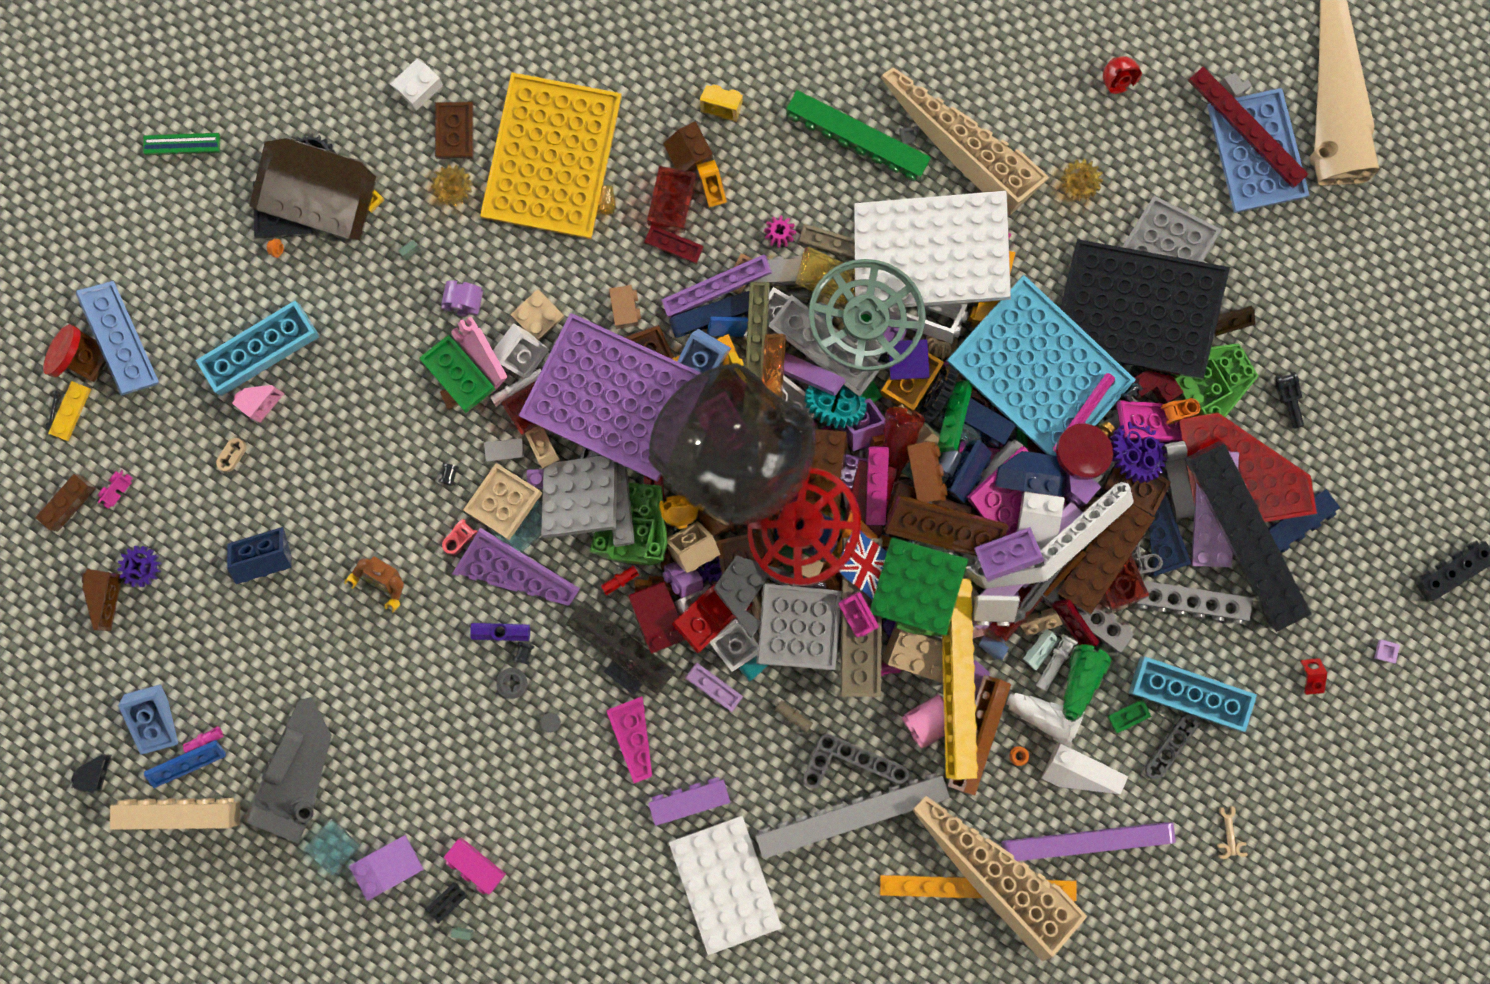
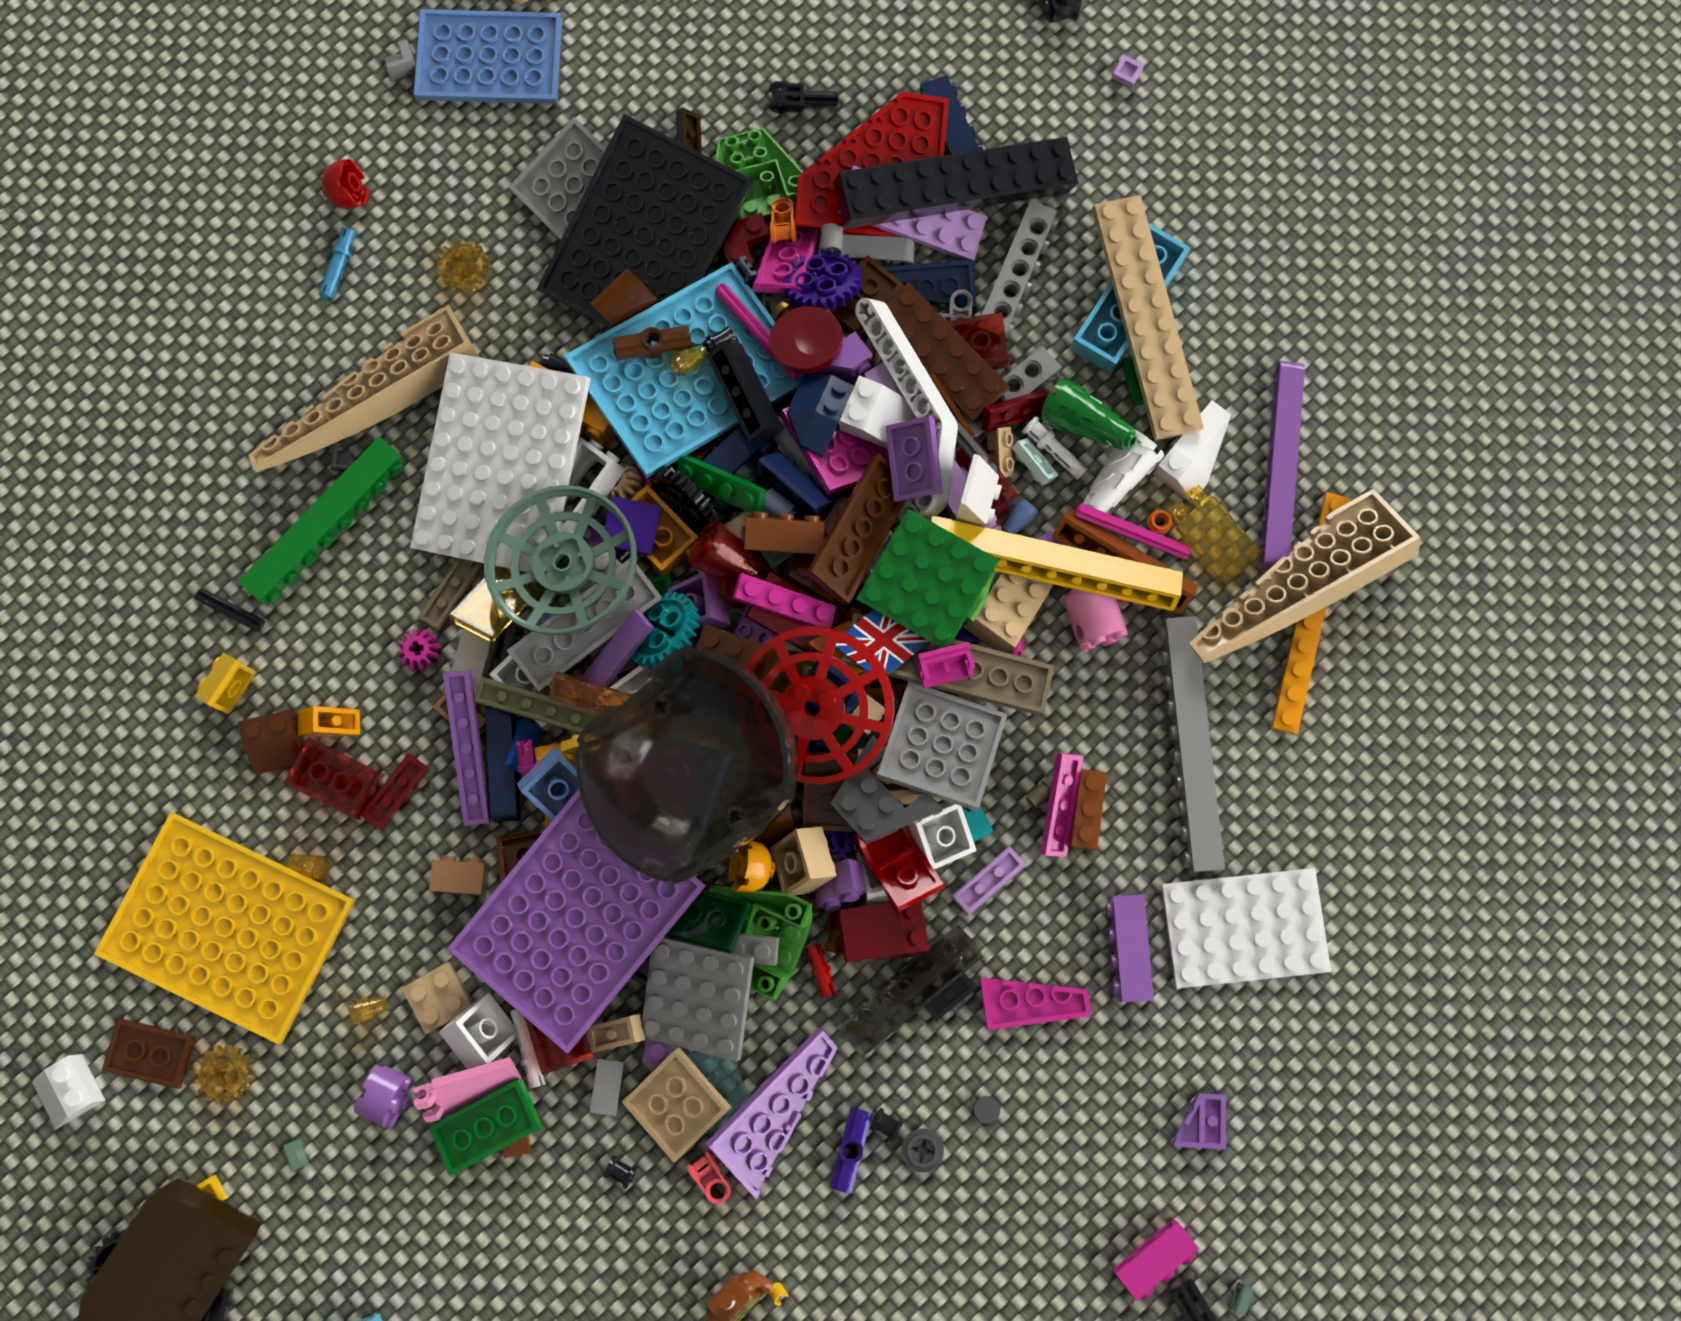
camera: 80 degrees left, 5 degrees down
(517, 269) = (367, 1009): none -> clear yellow cone
(577, 882) = (1204, 1123): none -> medium lavender wing
(634, 493) = (712, 921): none -> dark green plate
(719, 329) = (525, 757): none -> dark pink pin
(776, 89) = (229, 609): none -> black axle
(781, 727) = (1061, 804): none -> dark pink plate
(782, 747) = (1088, 811): none -> dark orange brick
(834, 750) = (1118, 725): flat silver beam -> none
(1004, 736) = (1132, 531): none -> dark pink axle
(1017, 800) = (1214, 535): none -> clear yellow tile
(1020, 267) = (555, 363): none -> black cone
(1030, 416) = (745, 392): none -> black brick
(1045, 367) = (687, 360): none -> clear yellow cone
(1056, 348) = (667, 341): none -> reddish brown piece
(1059, 87) = (340, 255): none -> dark azure pin
(1066, 385) = (712, 342): none -> black pin
(1080, 308) = (624, 298): none -> reddish brown slope
(1173, 748) = (1191, 337): dark grey beam -> none
(1177, 709) = (1147, 318): none -> tan plate
(1232, 848) = (1321, 302): tan bar -> none
(1248, 127) = (456, 58): dark red plate -> none
(1315, 678) = (1141, 155): red bracket -> none

